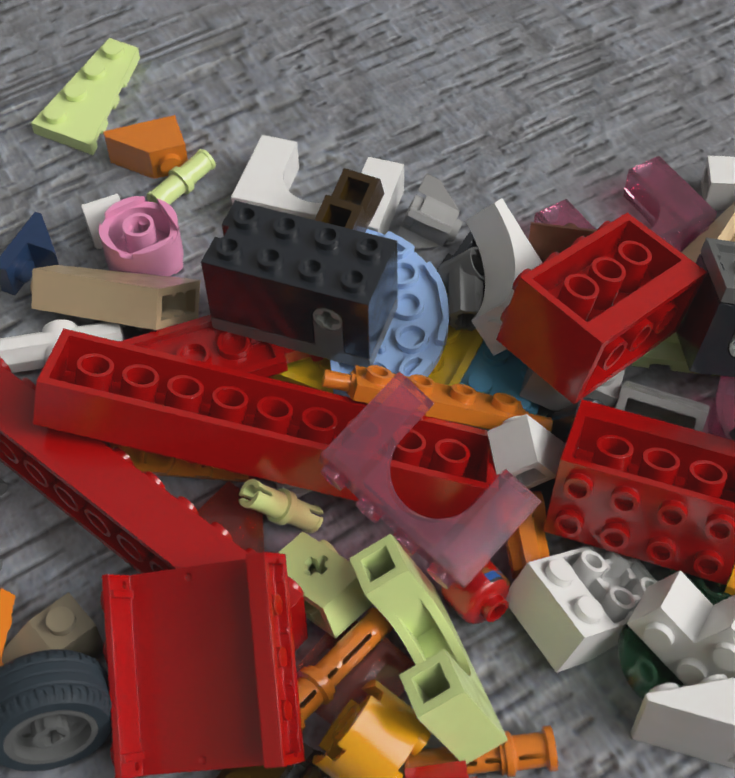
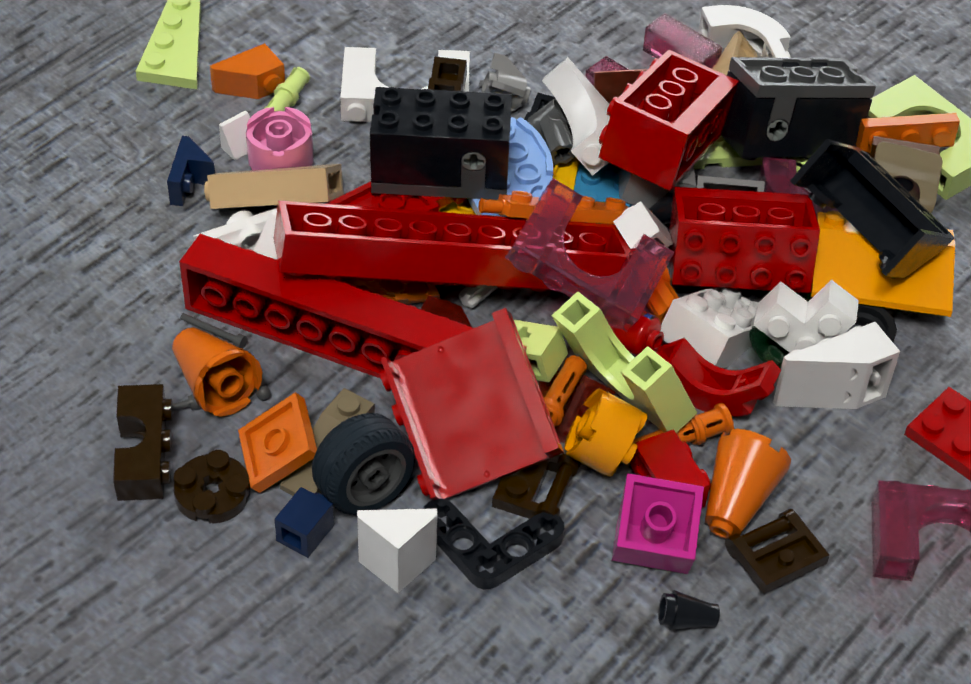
camera: 20 degrees left, 5 degrees down
(280, 506) = (474, 303): yellowish green pin -> none
(545, 692) = (713, 385): none -> red arch

